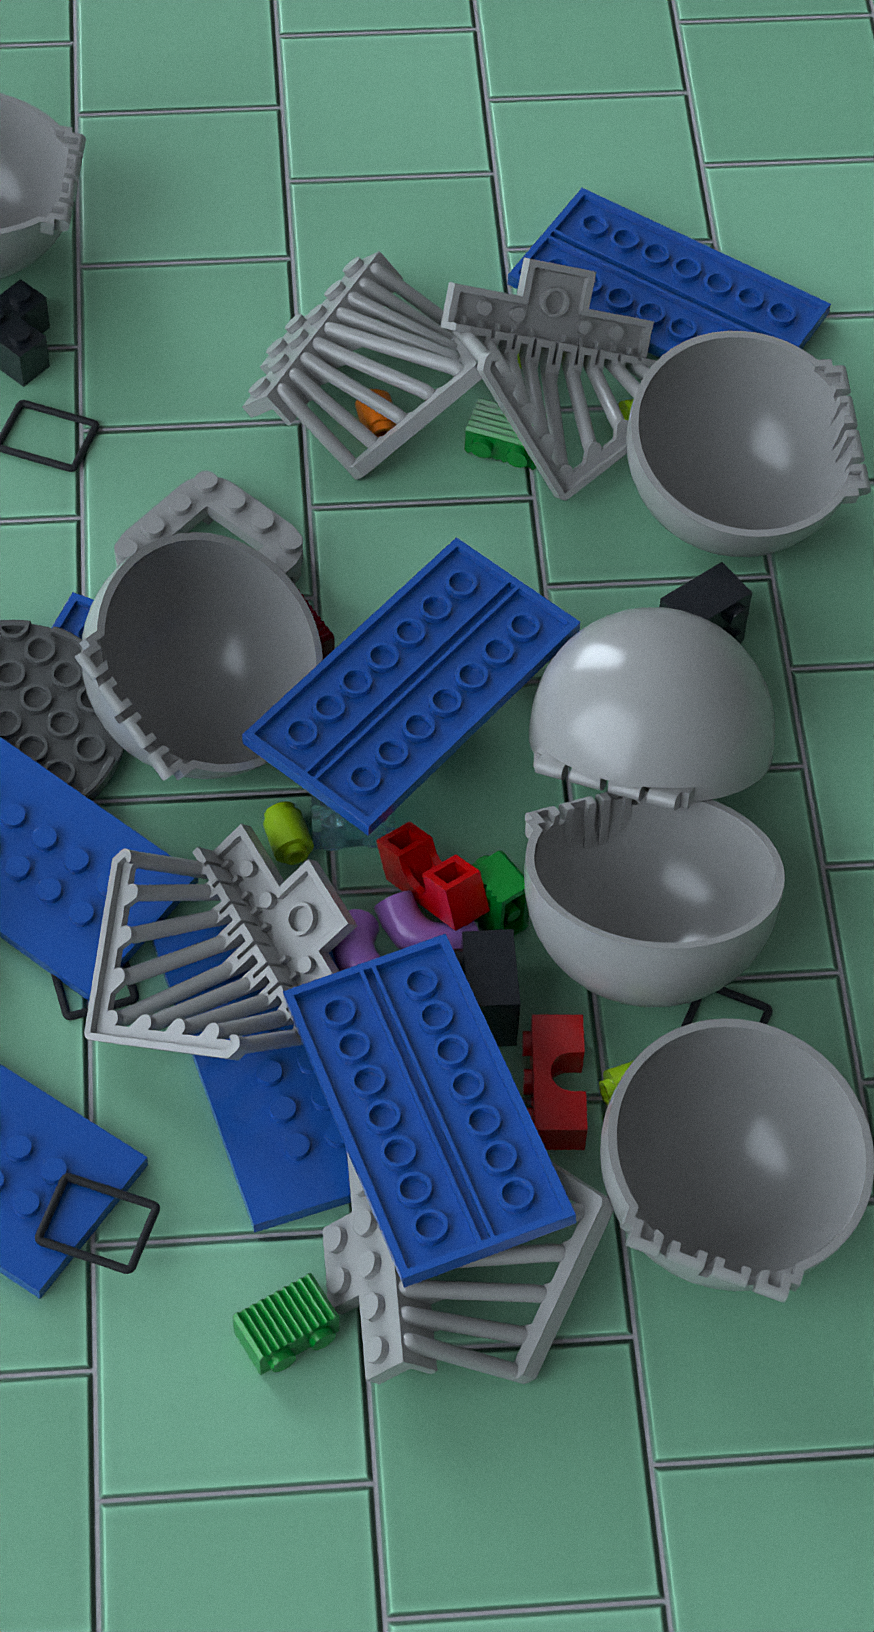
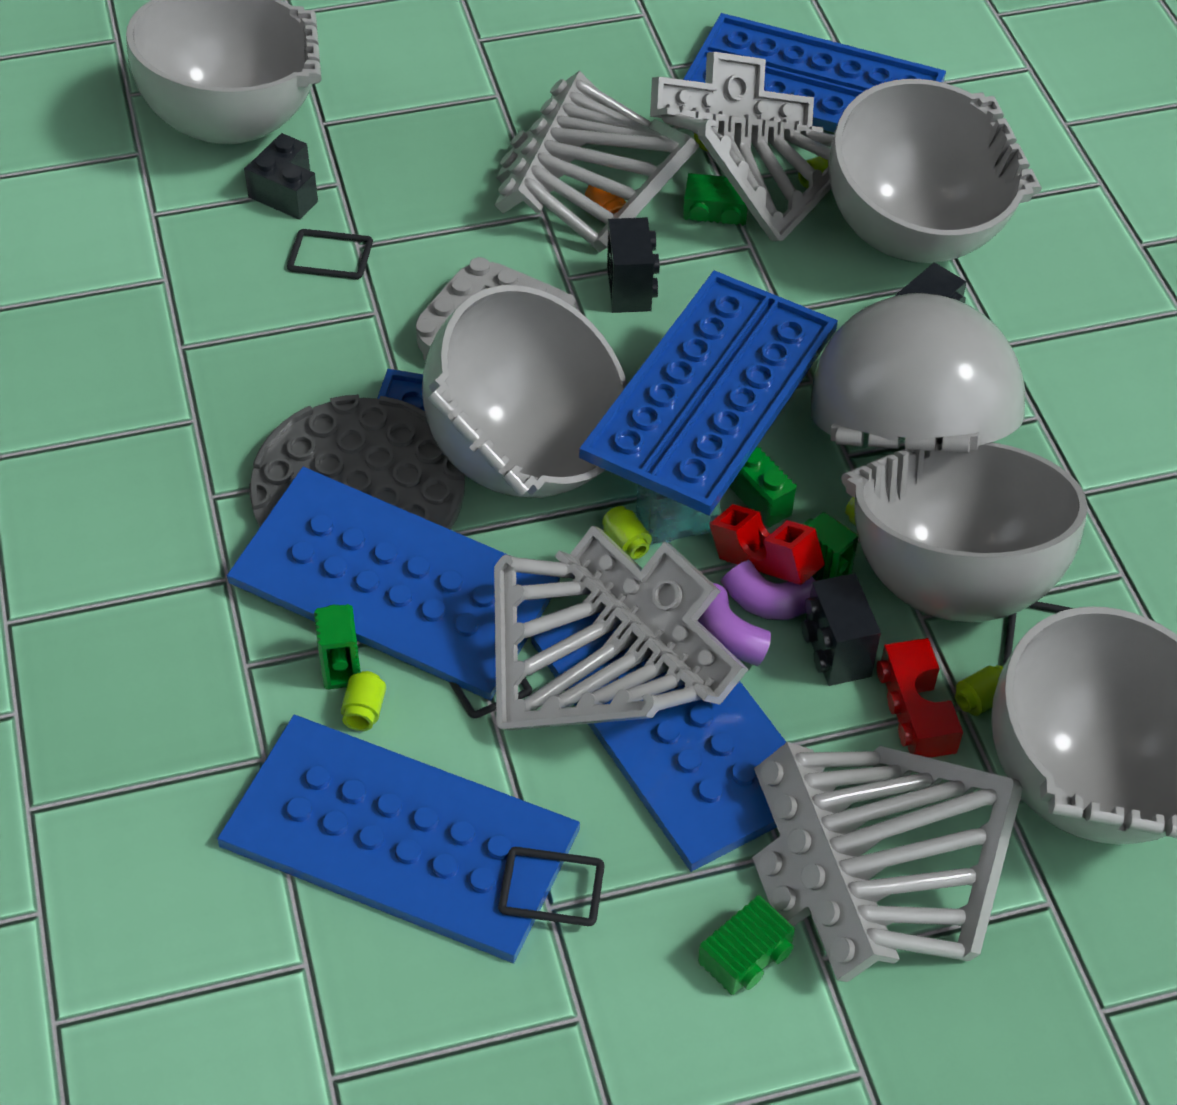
camera: 10 degrees left, 5 degrees down
(379, 506) = (631, 265): none -> black brick
(428, 1110) = (833, 734): blue plate -> none
(456, 804) = (765, 488): none -> green brick

